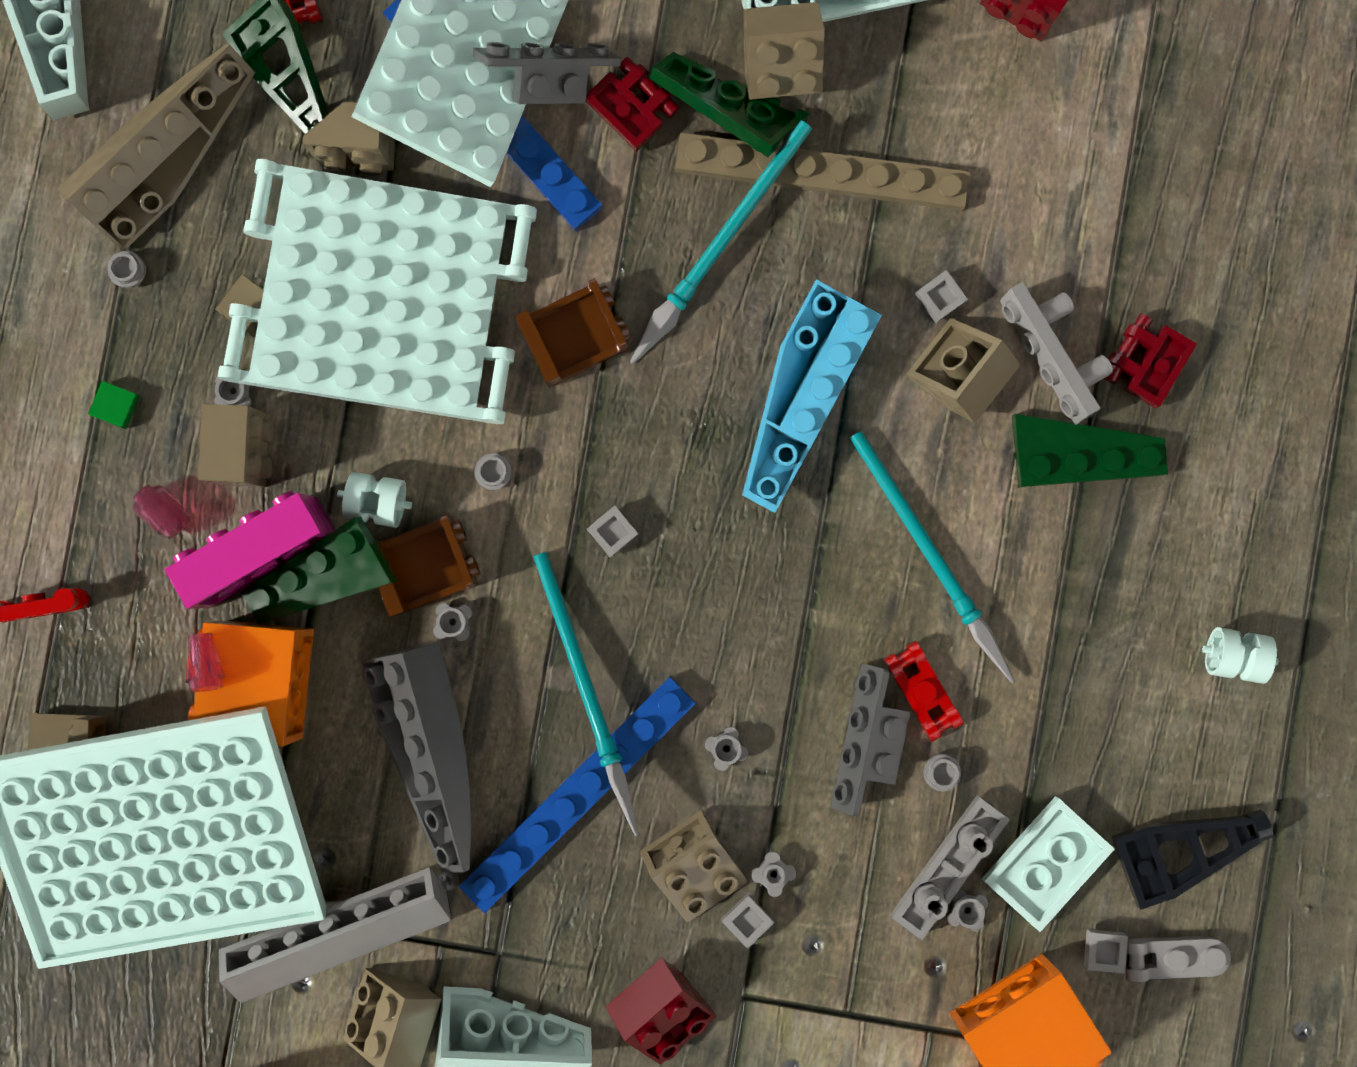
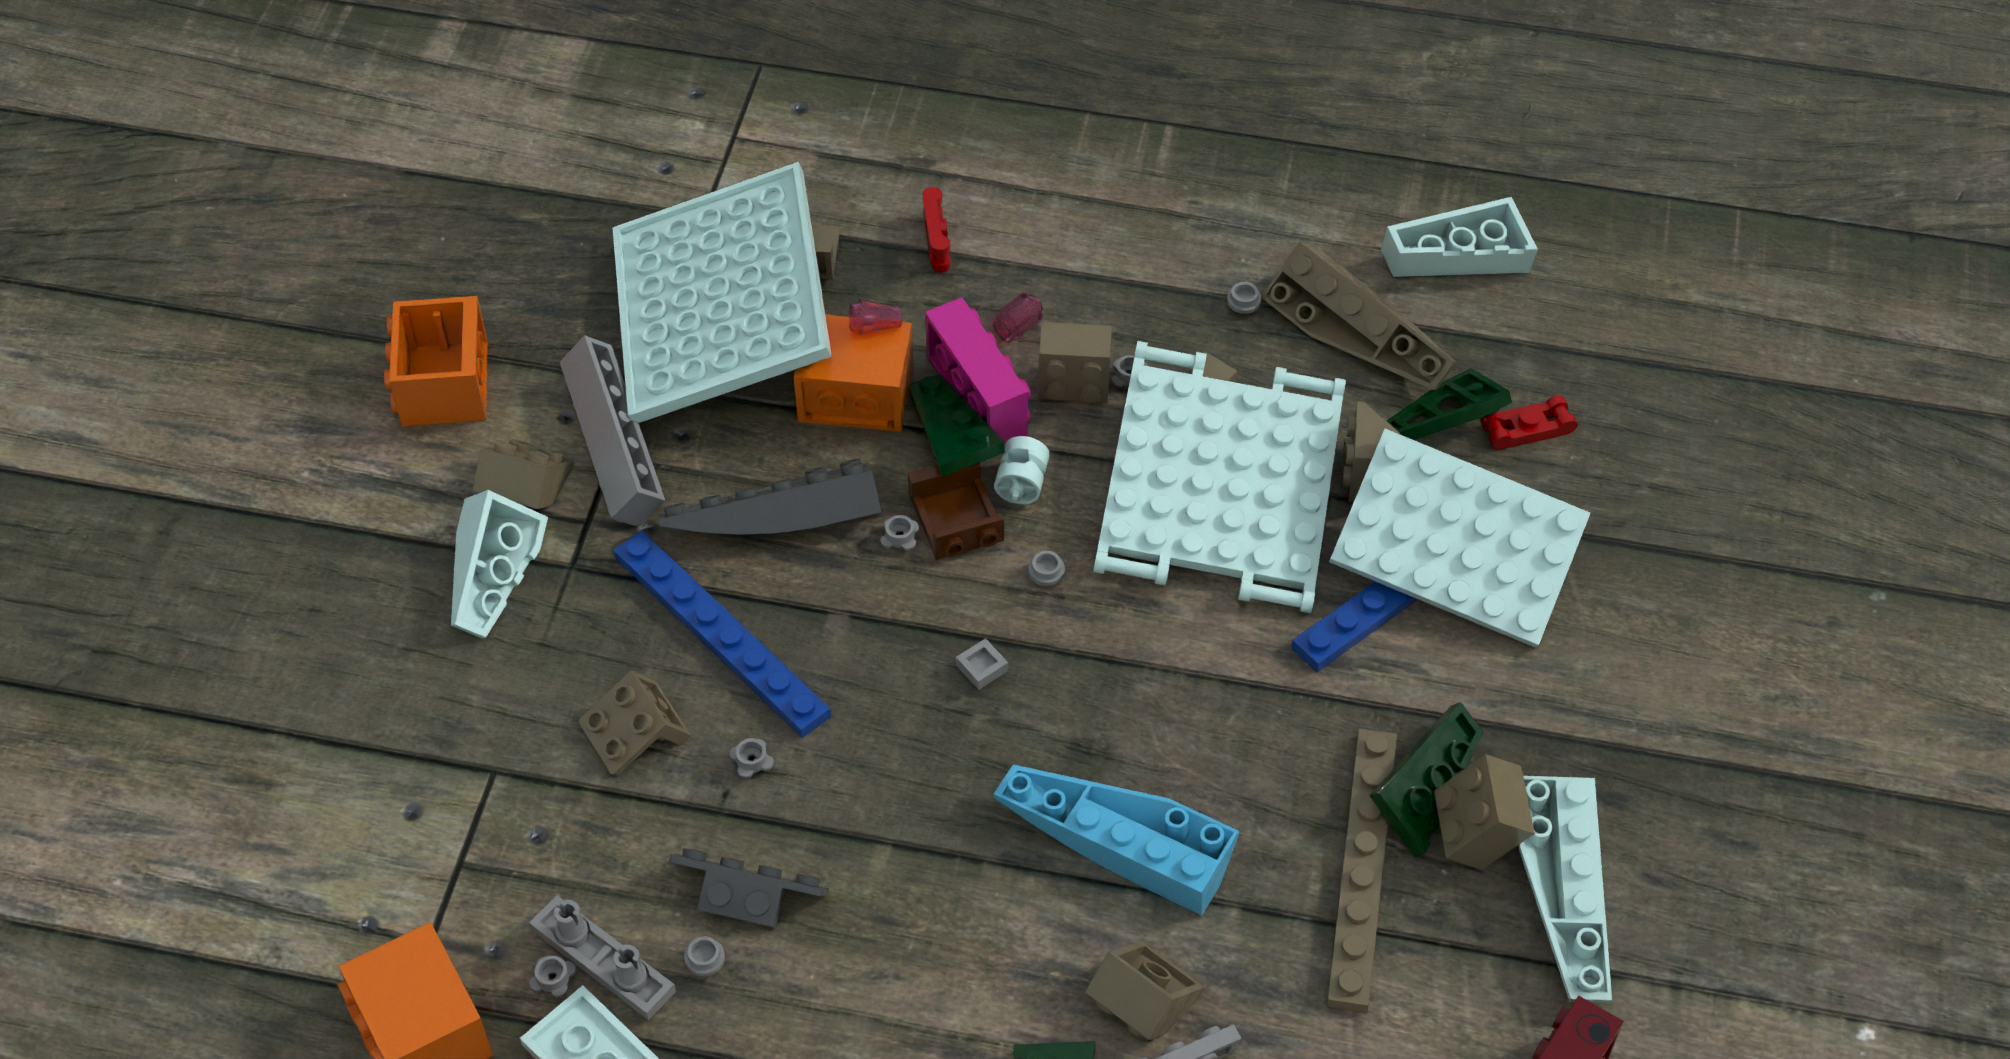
camera: 90 degrees right, 35 degrees down
(114, 405) = (1118, 289): green tile -> none
(548, 74) = (1445, 606): dark grey bracket -> none
(574, 333) = (1183, 634): reddish brown panel -> none
(604, 742) = (737, 648): teal piece -> none
(624, 111) = (1419, 683): dark red plate -> none
(660, 1012) = (492, 688): dark red slope -> none
(667, 314) = (1204, 719): teal piece -> none
(747, 920) = (573, 768): light grey plate -> none
(773, 884) = (617, 804): light grey plate -> none
(923, 691) = (794, 942): red plate -> none
(941, 296) = (1227, 972): light grey plate -> none
(962, 602) = (855, 999): teal piece -> none

